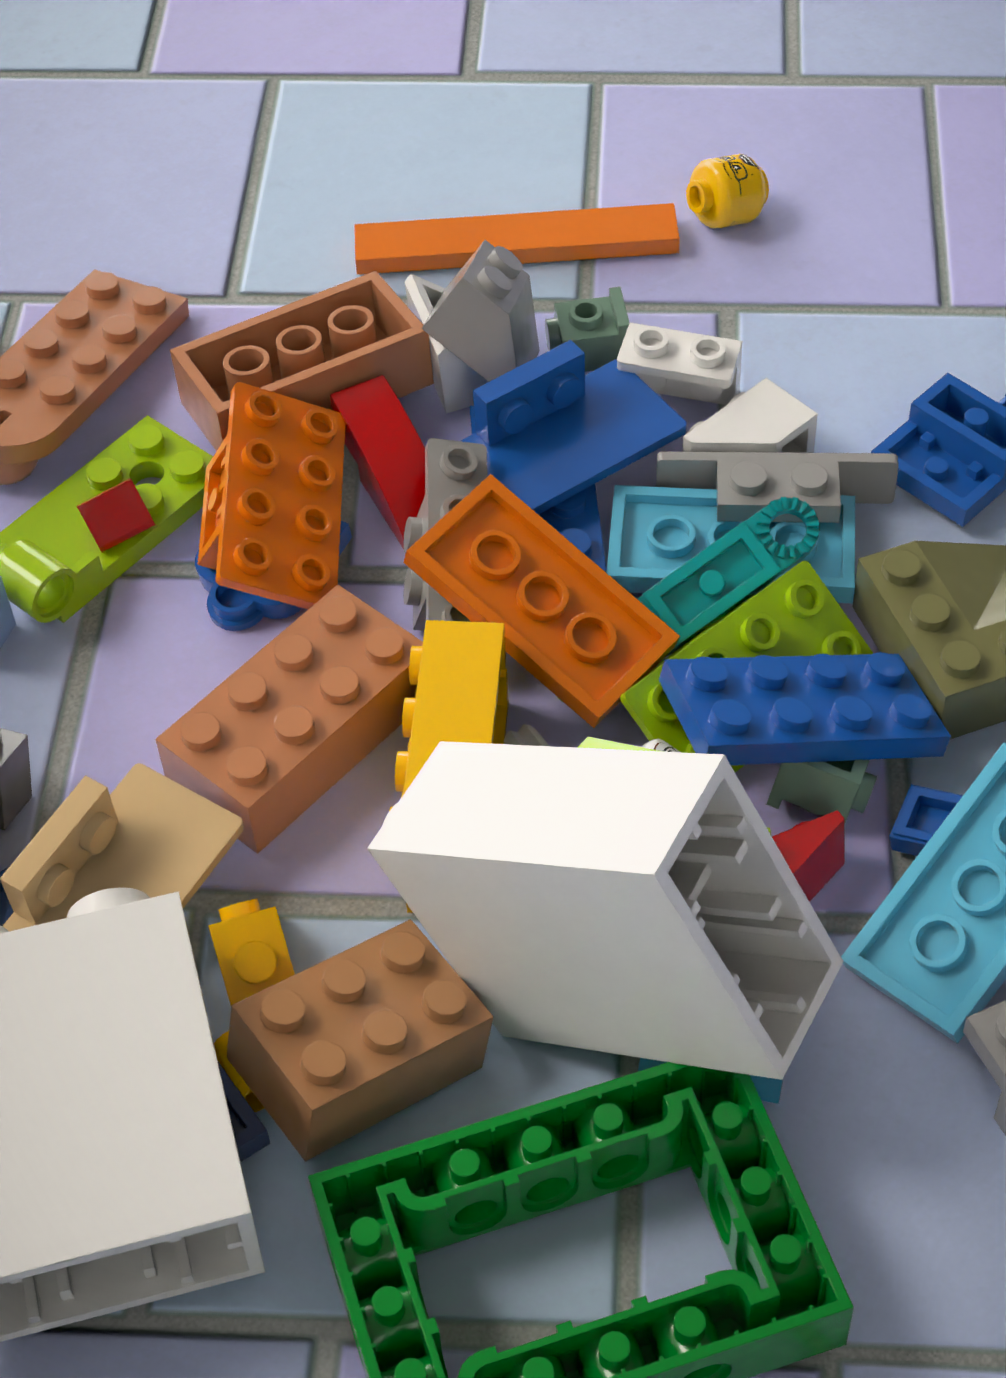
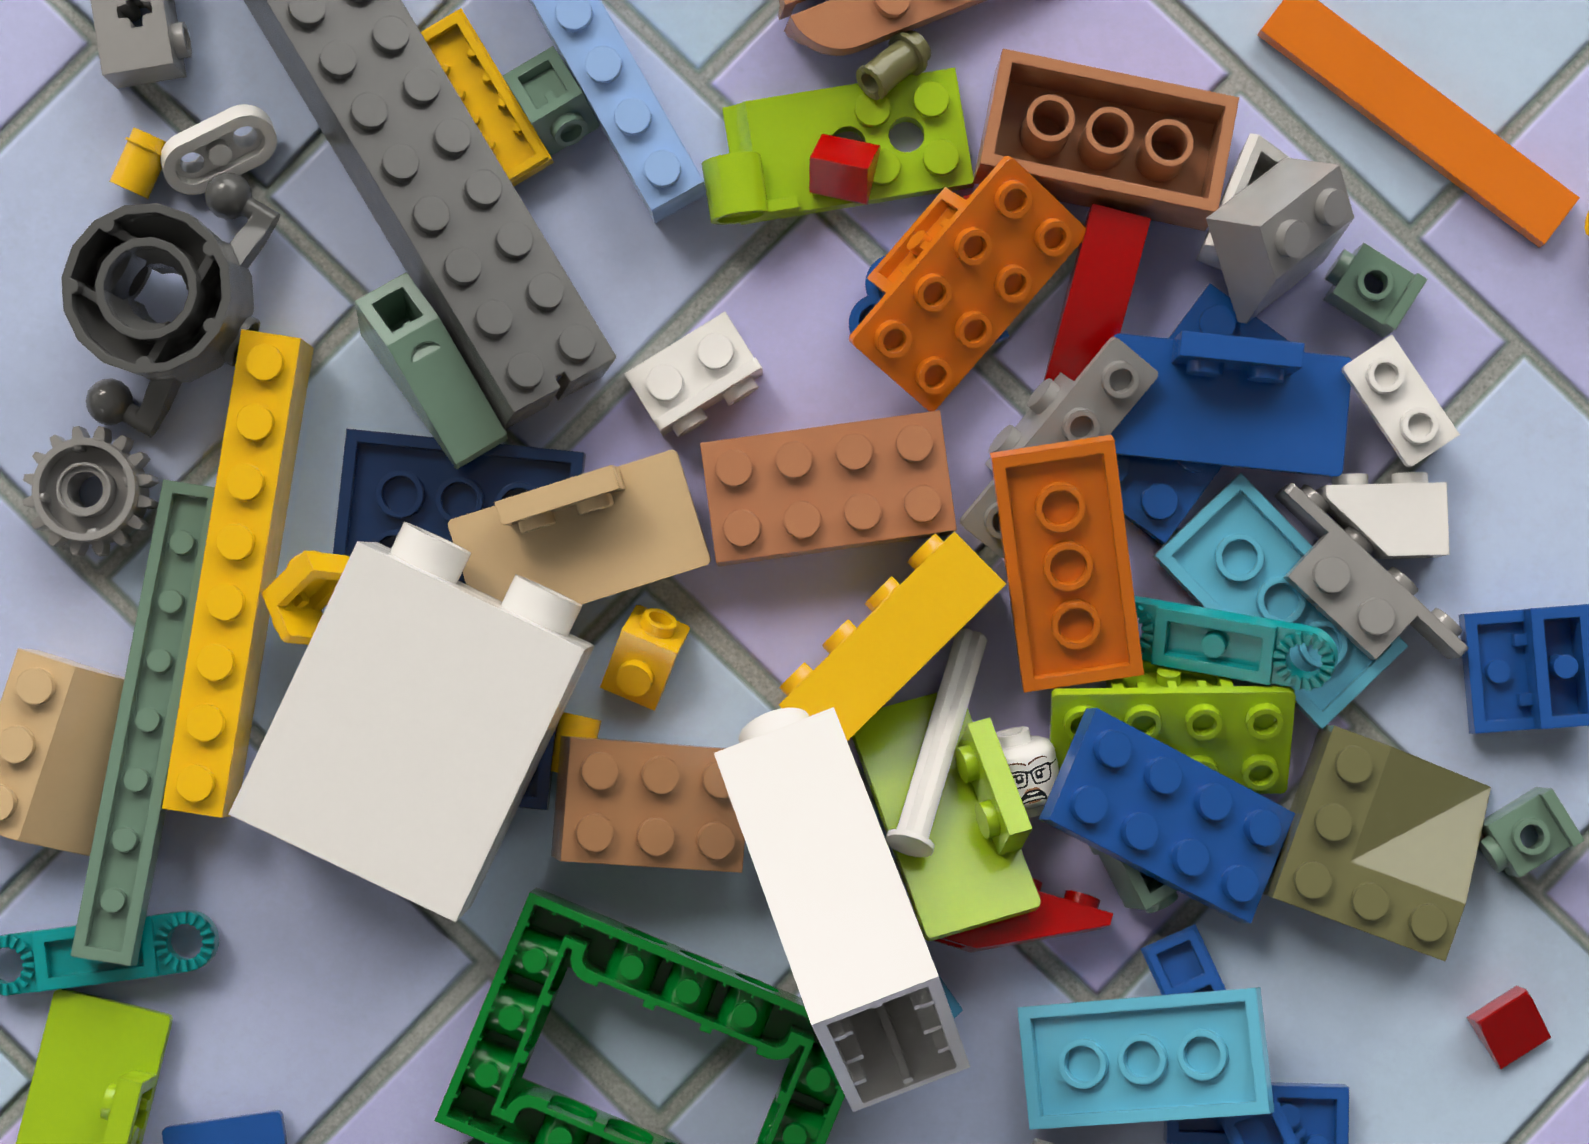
camera: 40 degrees right, 35 degrees up
(98, 428) = (904, 56): none -> olive pin
(114, 728) = (695, 375): none -> white bracket

